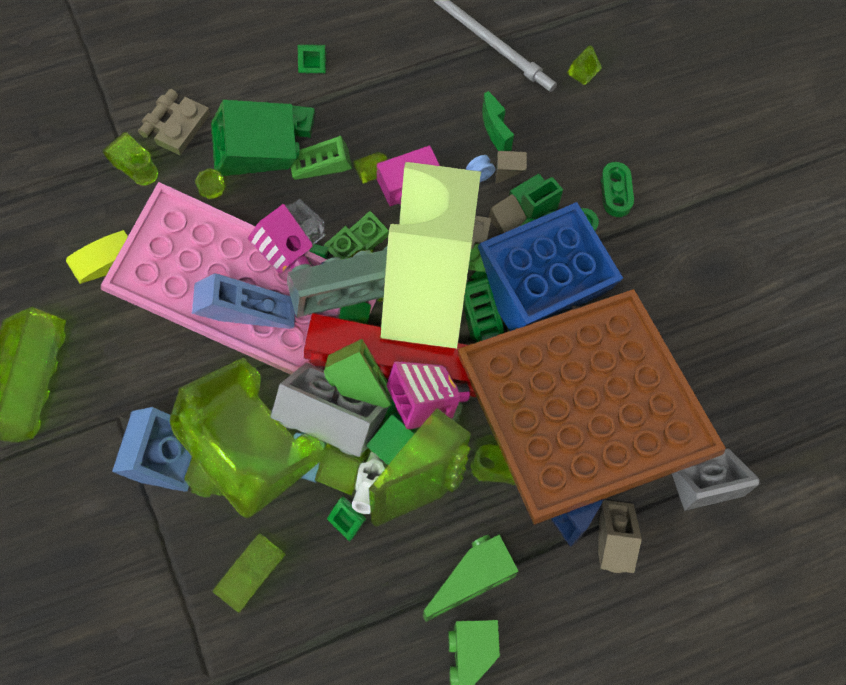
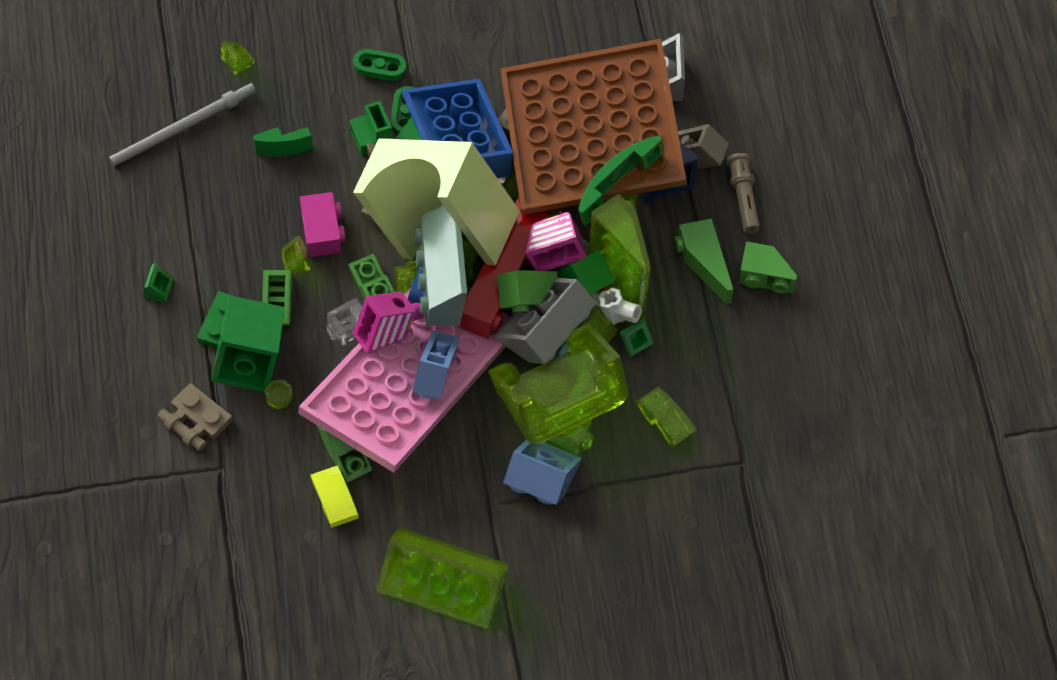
camera: 75 degrees left, 5 degrees down
(131, 159) = (230, 457): clear neon green piece -> none
(475, 415) = (641, 153): none -> green slope
(482, 164) = (328, 166): light blue bush -> none
(509, 164) = (332, 141): dark tan slope -> none
(576, 607) = (742, 181): none -> dark tan pin

